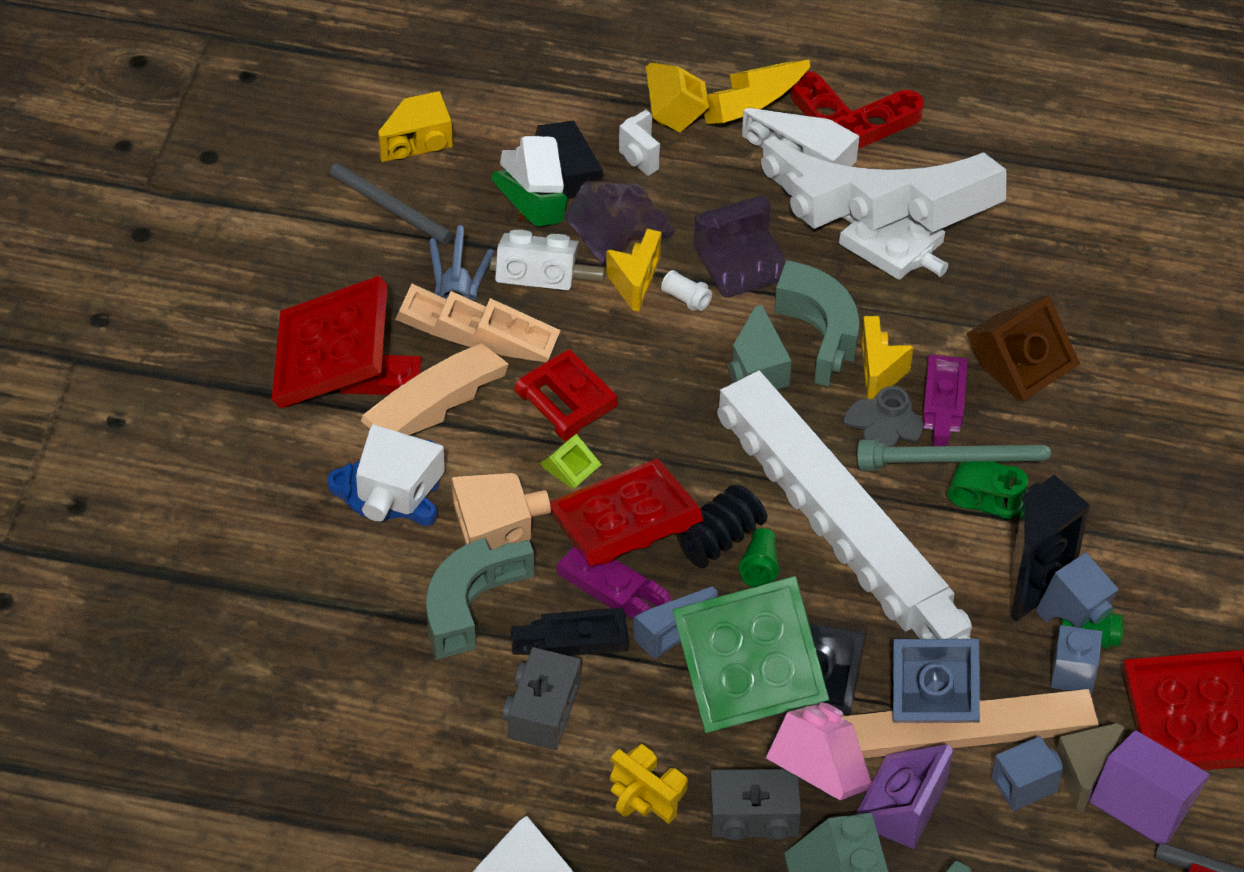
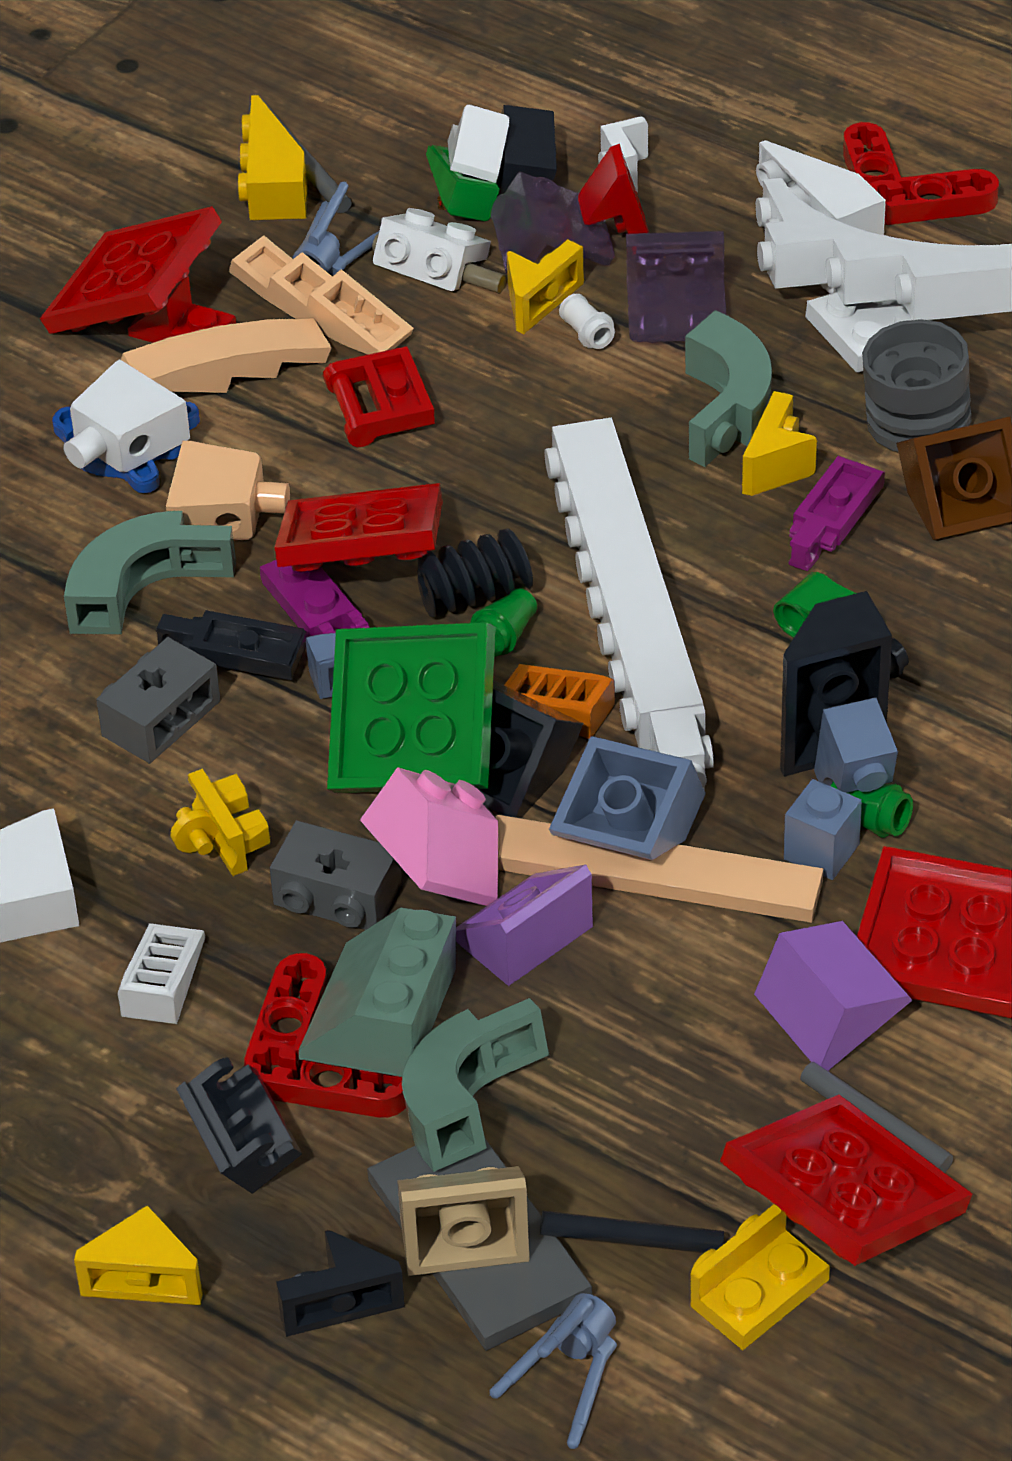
camera: 25 degrees right, 5 degrees down
(384, 220) = (274, 167): none -> yellow slope
(416, 128) = (367, 82): yellow slope -> none
(571, 462) = (345, 467): lime slope -> none
(662, 184) = (612, 195): none -> red slope
(675, 95) = (690, 114): yellow slope -> none
(753, 90) = (788, 125): yellow slope -> none
(760, 349) = (631, 401): sand green slope -> none
(844, 595) = (585, 695): none -> orange slope
(874, 454) = (707, 547): sand green piece -> none
(886, 417) = (747, 514): dark grey plate -> none
(960, 283) = (915, 381): none -> dark grey wheel
(1027, 773) = (689, 936): sand blue brick -> none
(1084, 759) = (758, 935): dark tan slope -> none

